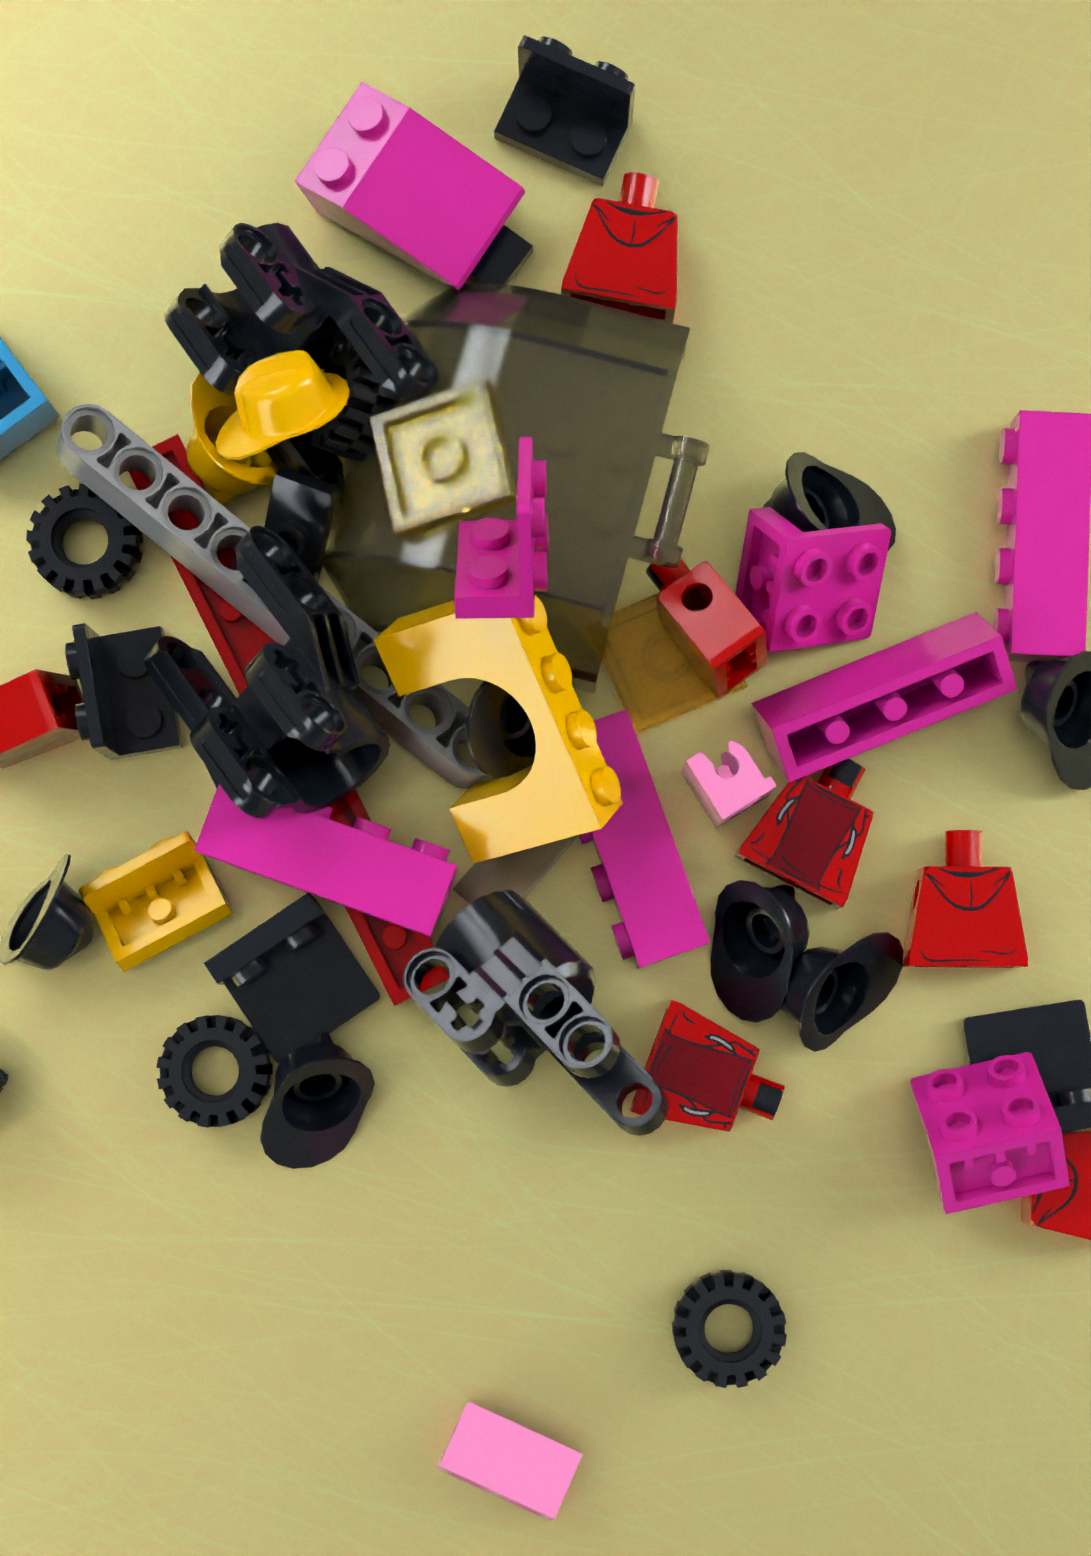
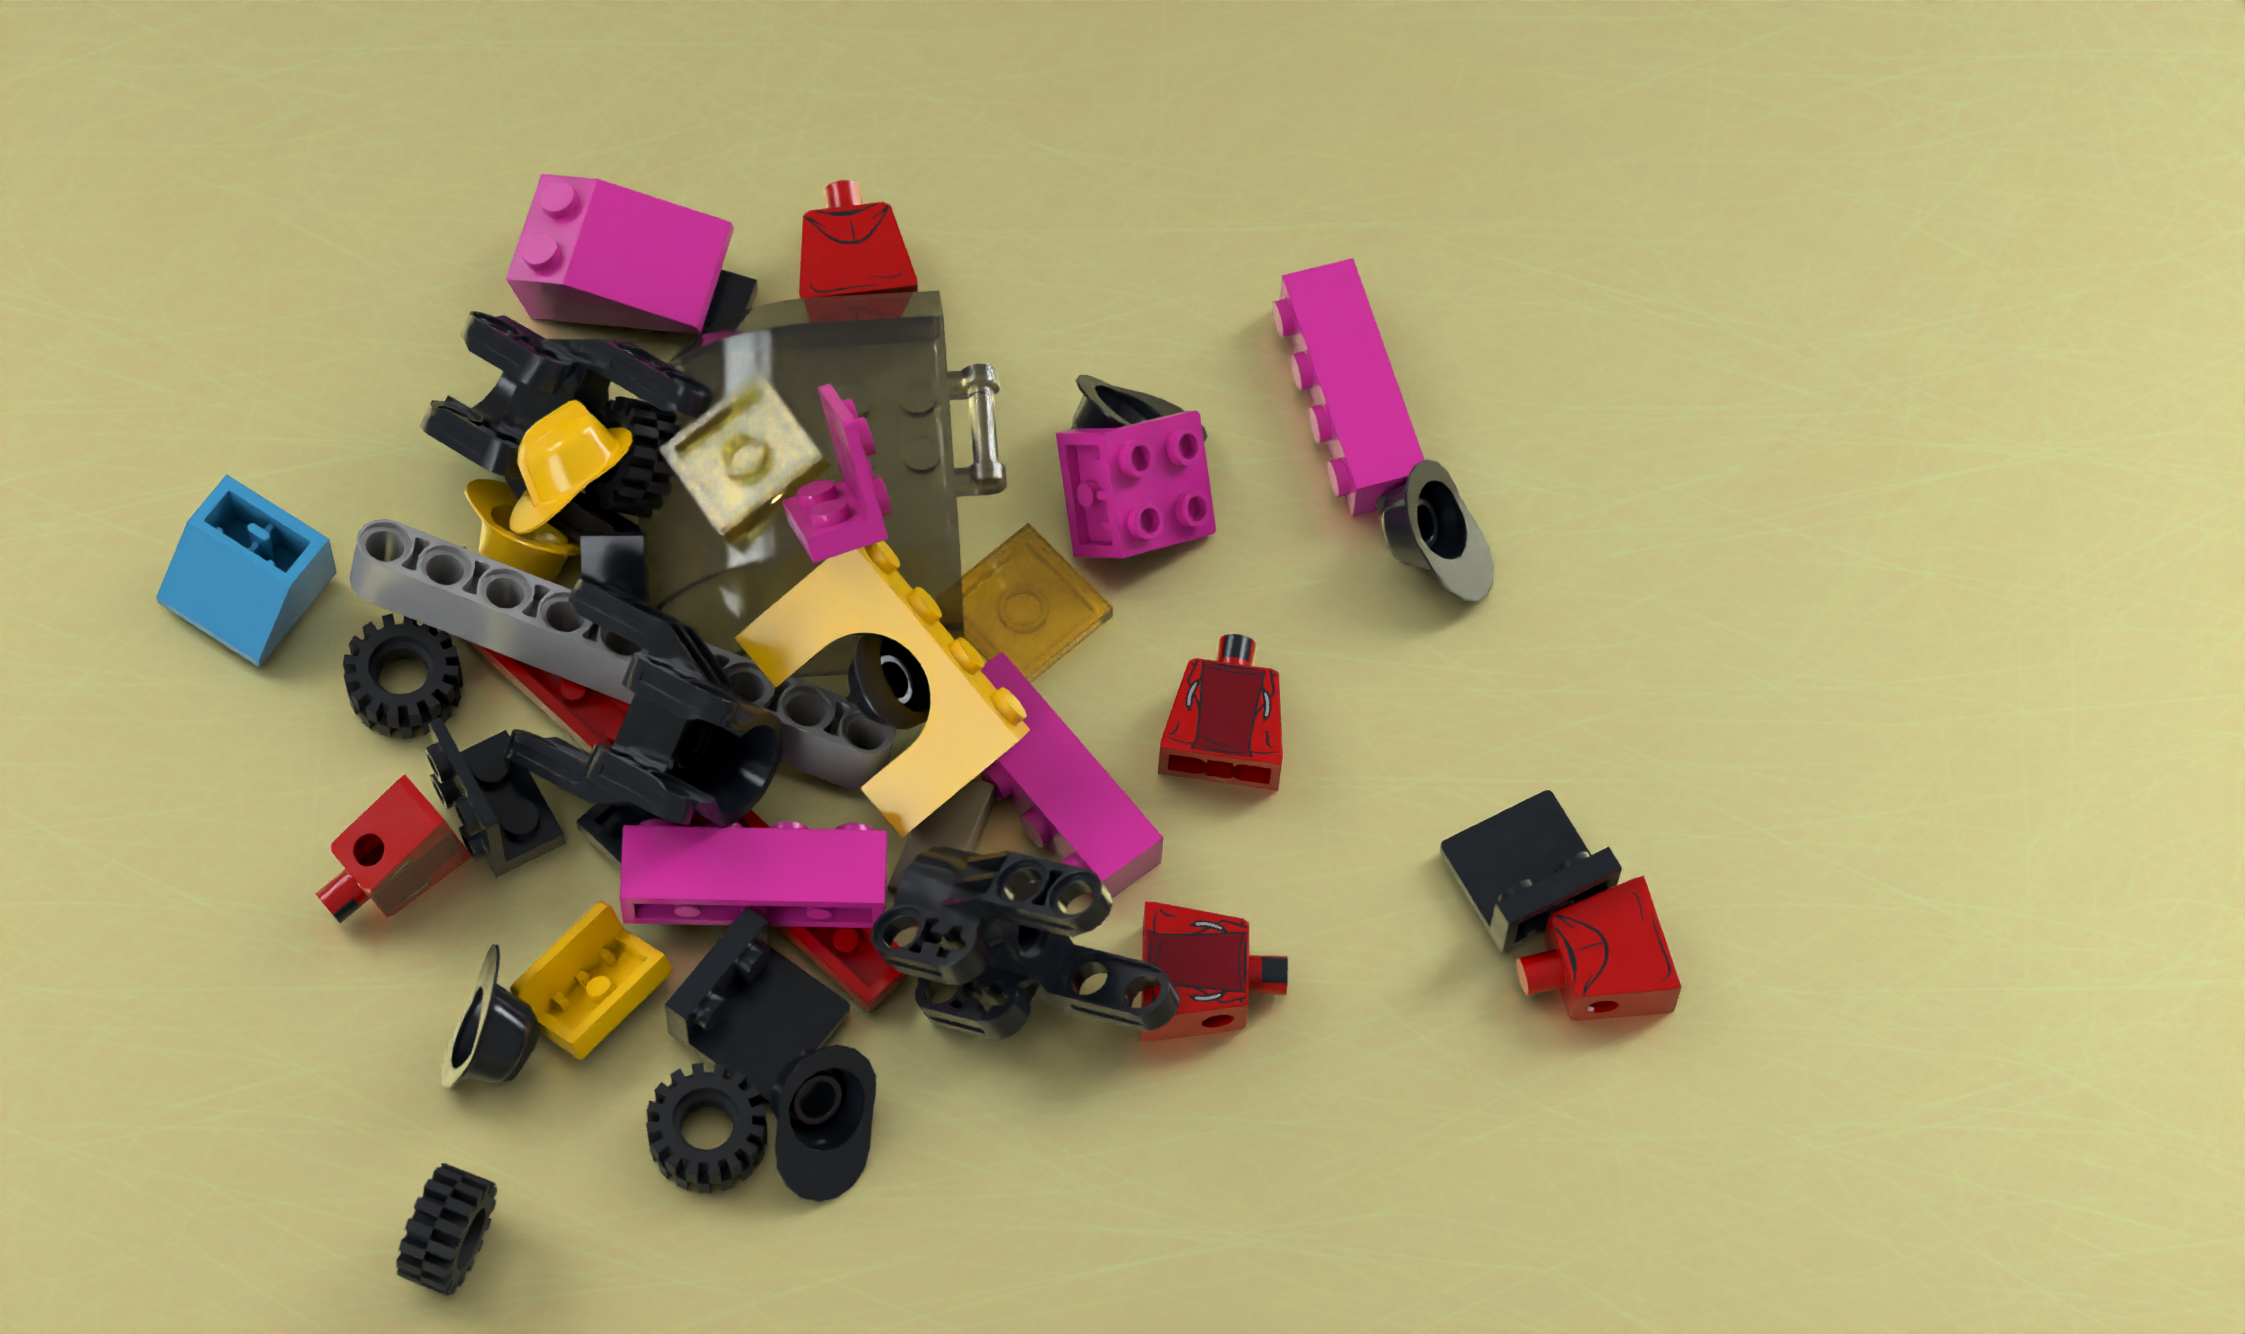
camera: 25 degrees left, 20 degrees down
(567, 109) = (748, 145): black bracket -> none
(720, 639) = (1056, 548): red torso -> none
(731, 788) = (1126, 696): bright pink hinge -> none
(738, 1366) = (1325, 1168): black tyre -> none
(754, 947) = (1208, 836): black piece -> none
(840, 987) = (1306, 846): black piece -> none
(884, 696) = (1248, 568): dark pink brick -> none
(964, 912) = (1404, 745): red torso -> none
(991, 1132) = (1507, 919): dark pink bracket -> none

